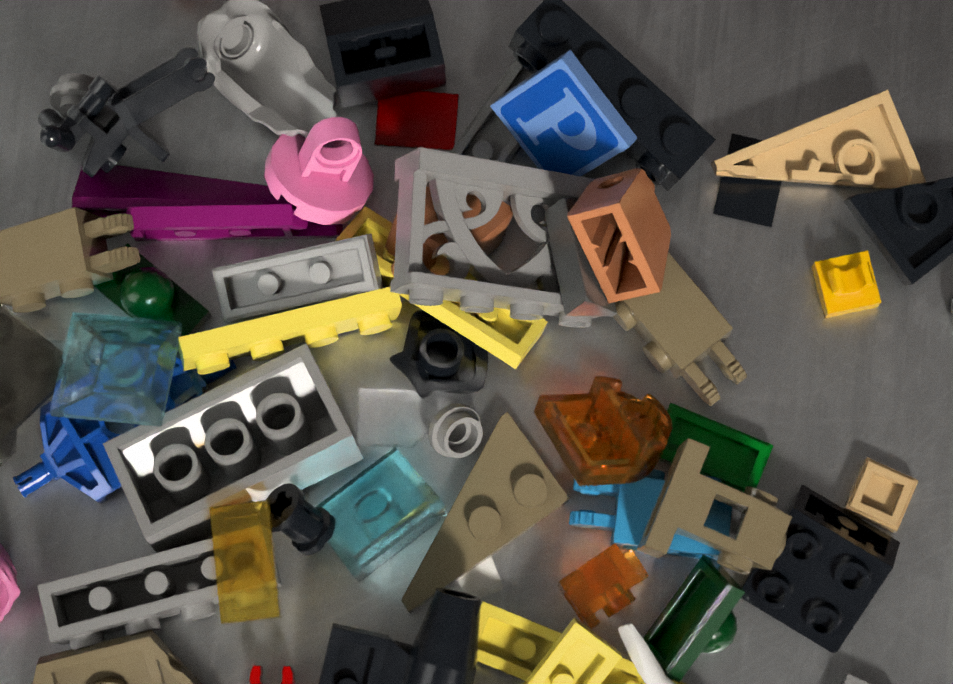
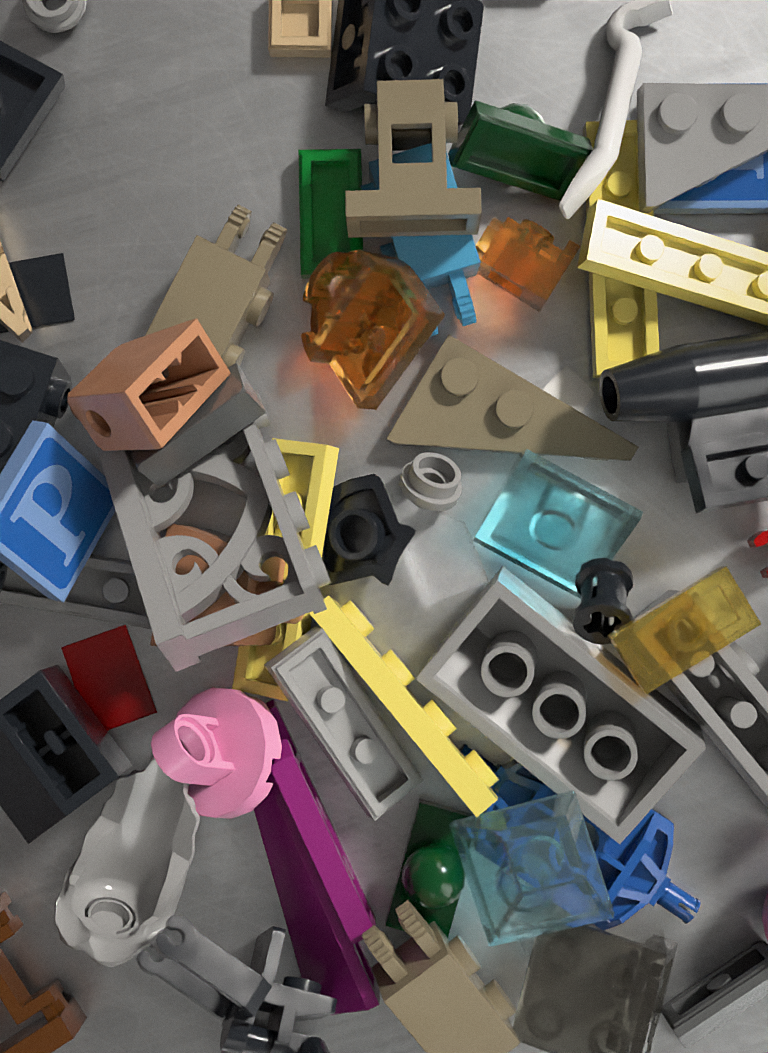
camera: 120 degrees left, 10 degrees up
(846, 284) = (91, 147): yellow tile -> none

